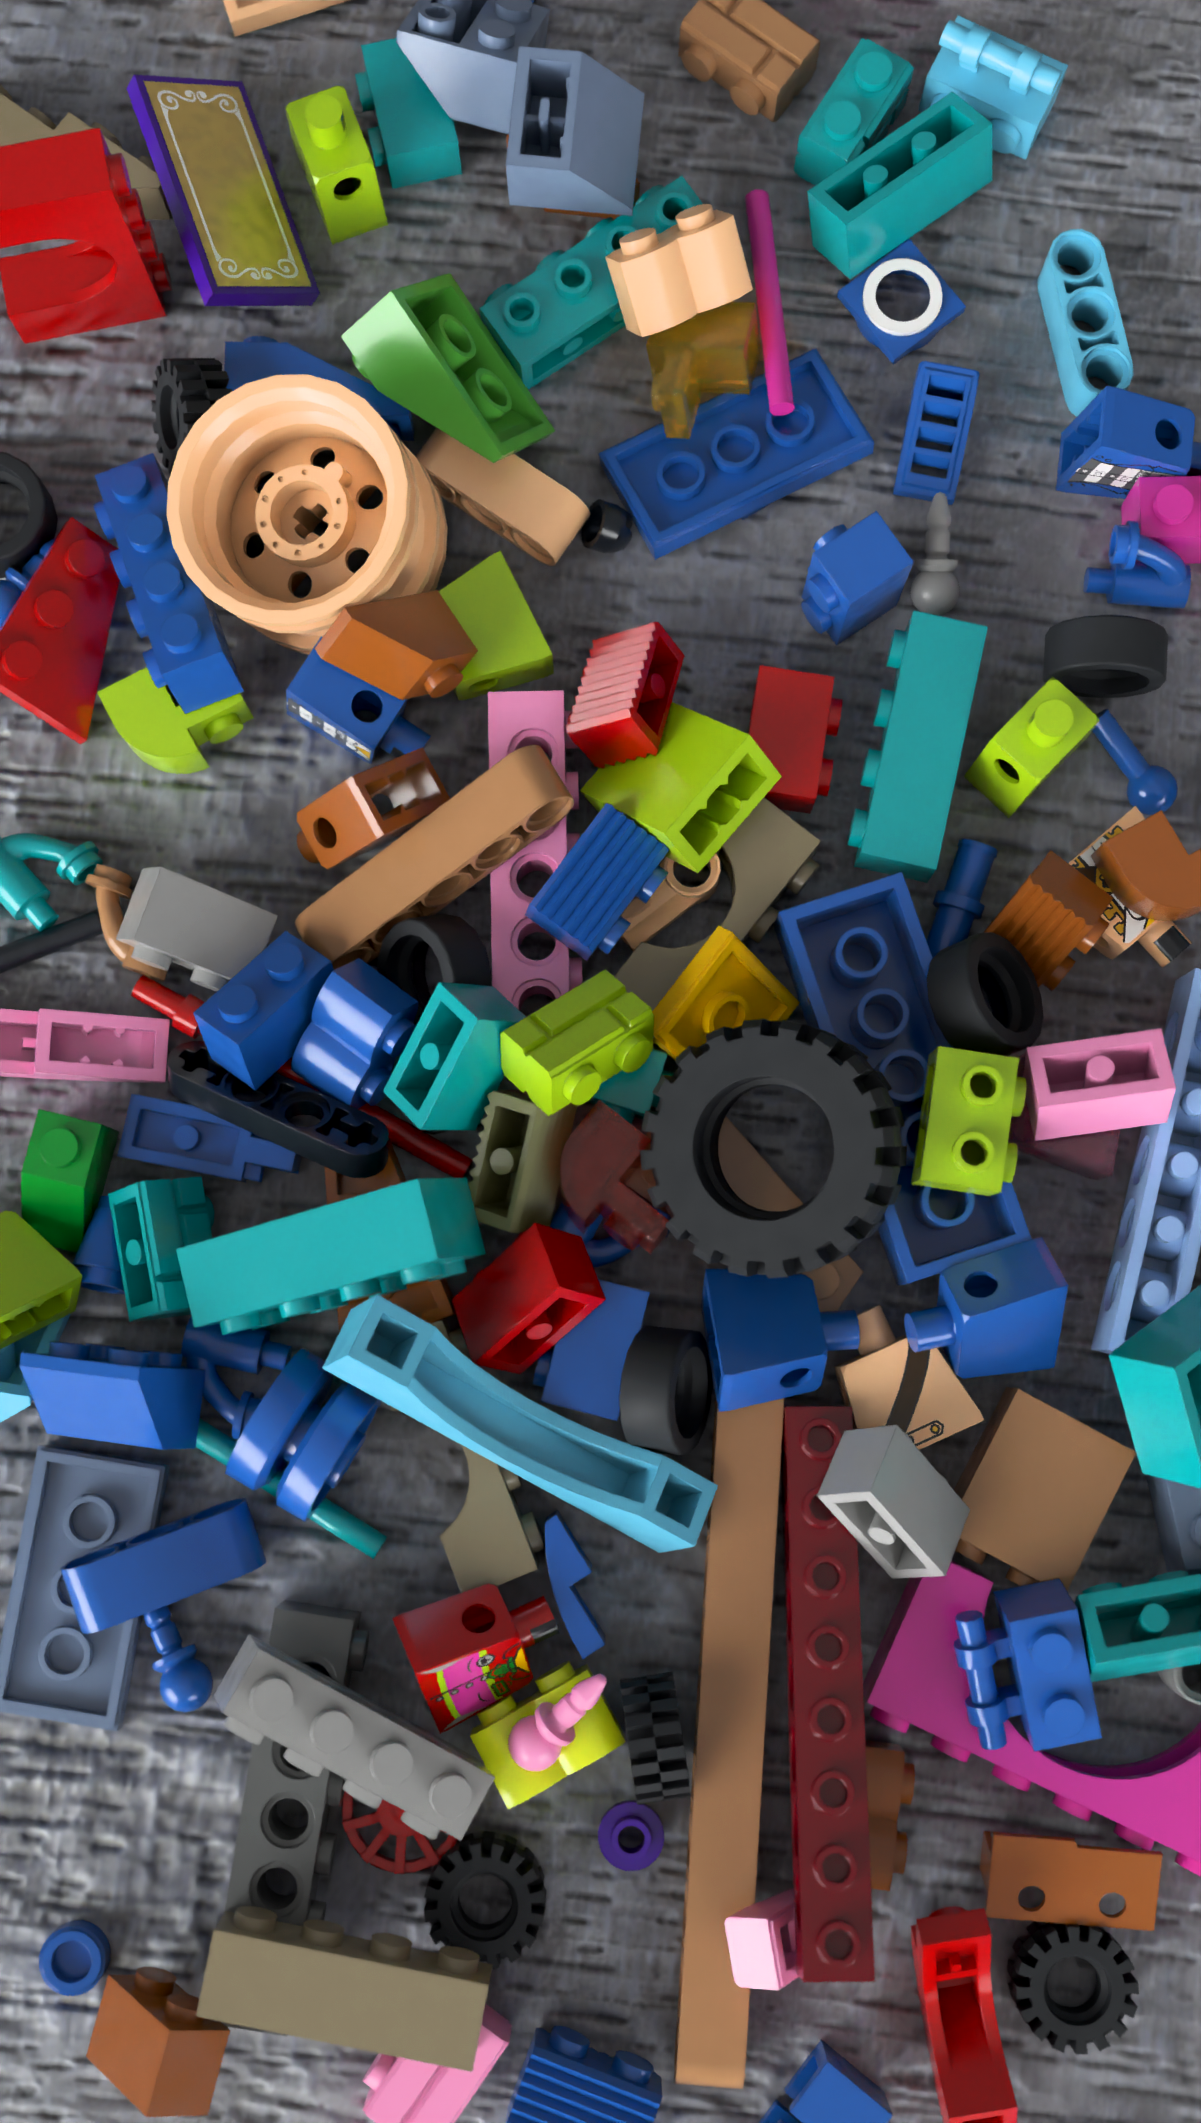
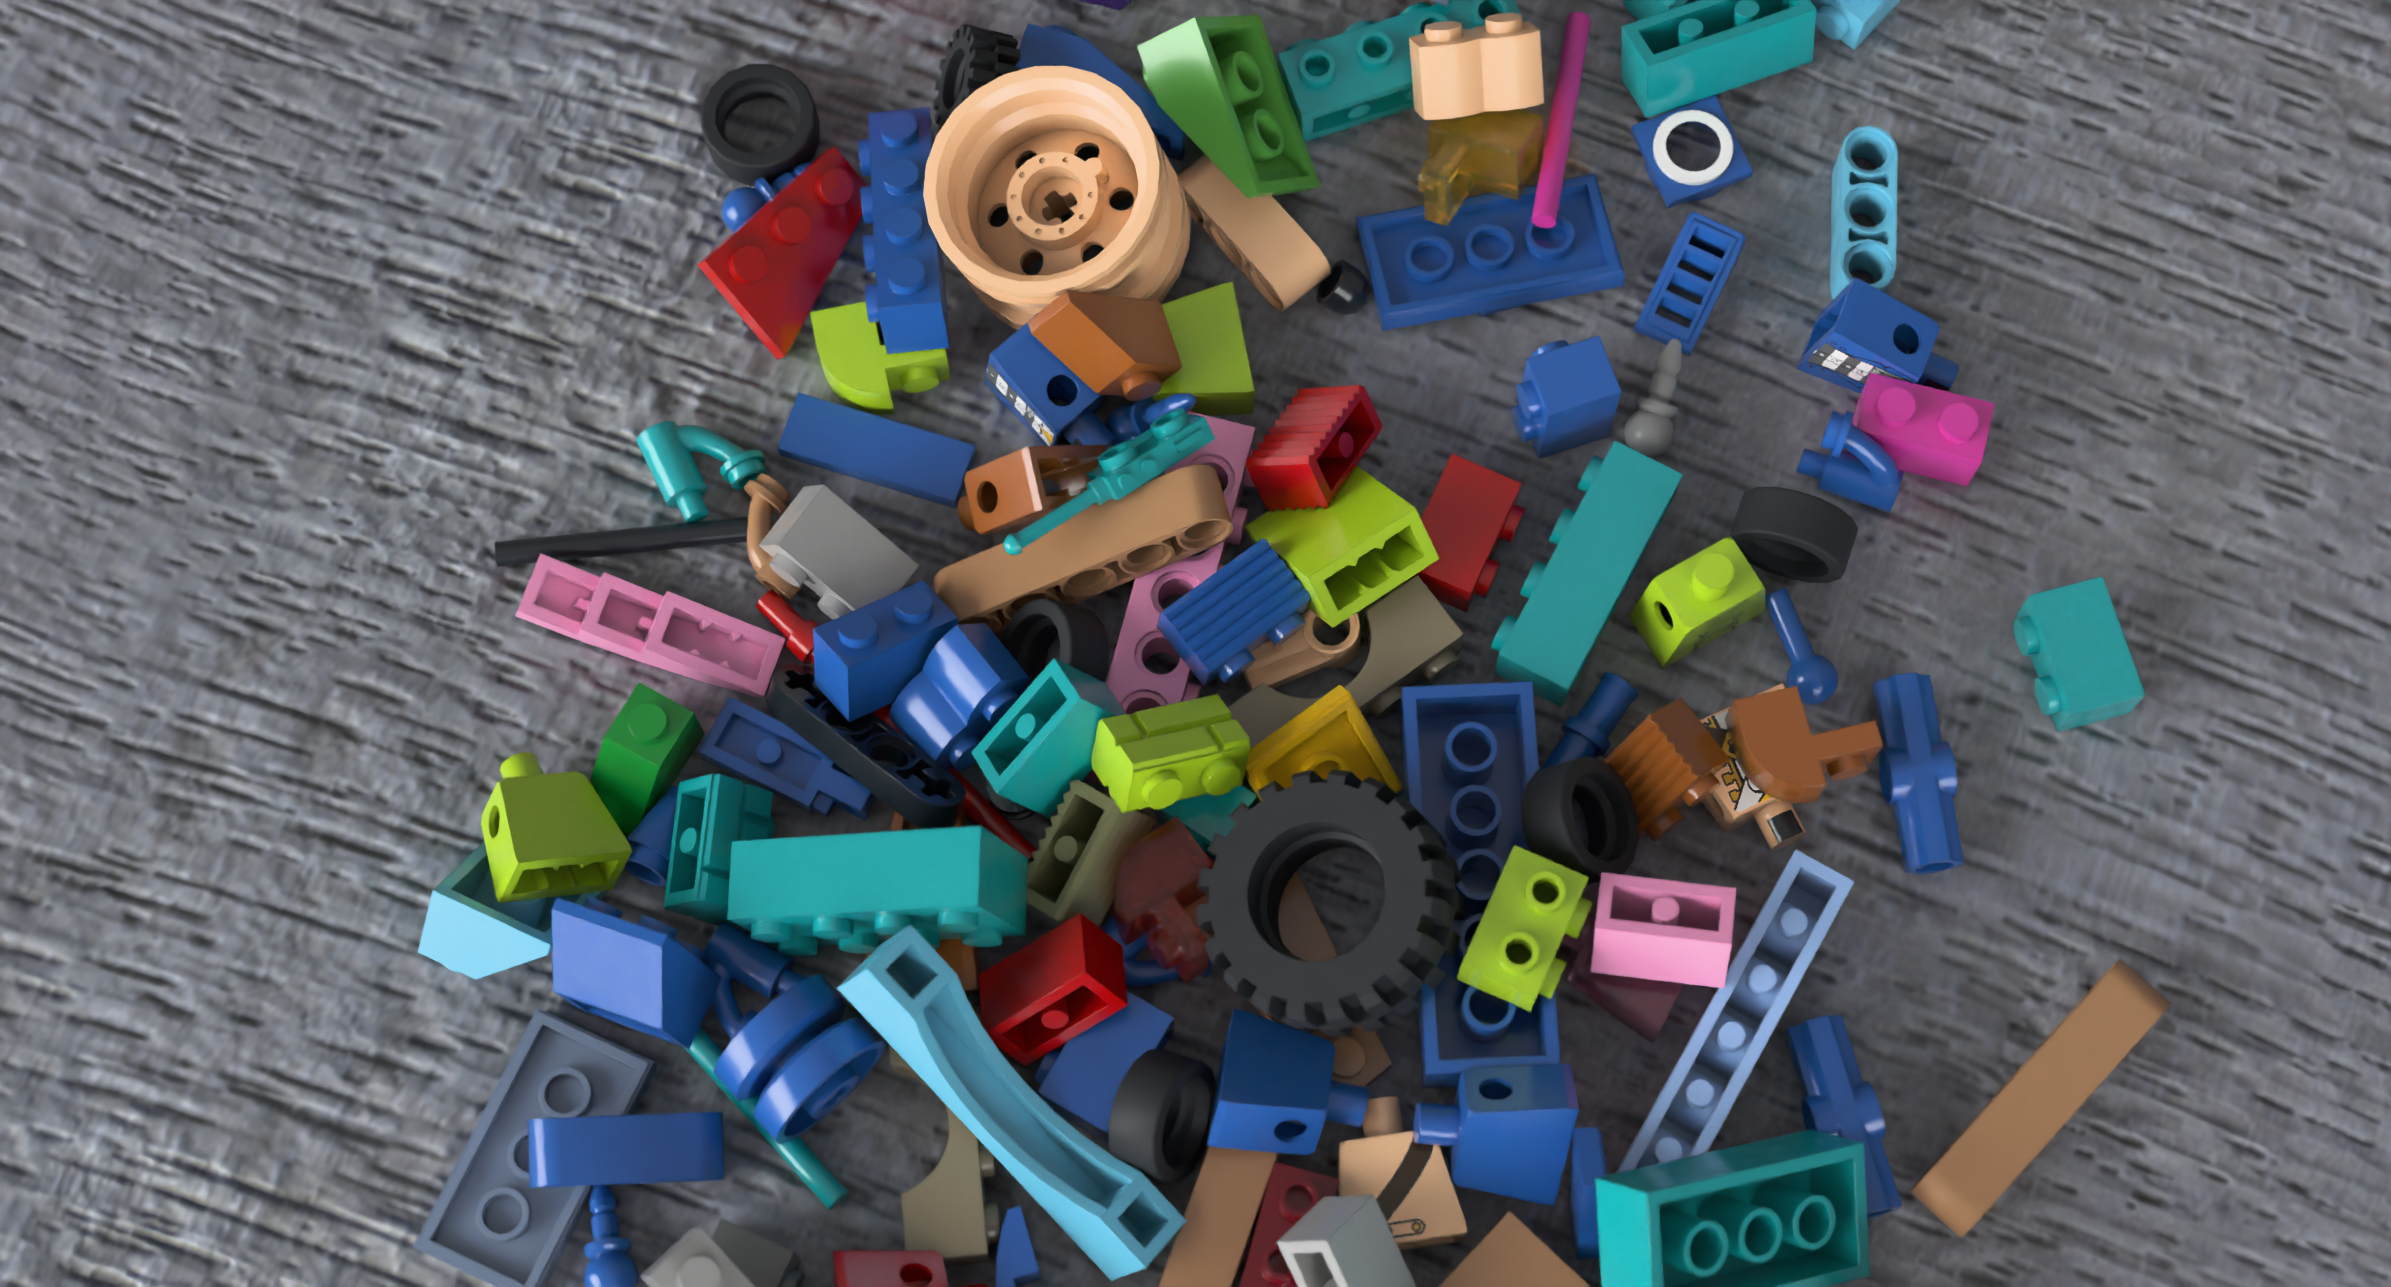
camera: 15 degrees right, 10 degrees down
(203, 809) = (877, 450): none -> blue tile
(453, 770) = (1125, 469): none -> teal piece
(455, 712) = (1134, 419): none -> blue bar
(1087, 1350) = (1587, 1163): none -> blue tile

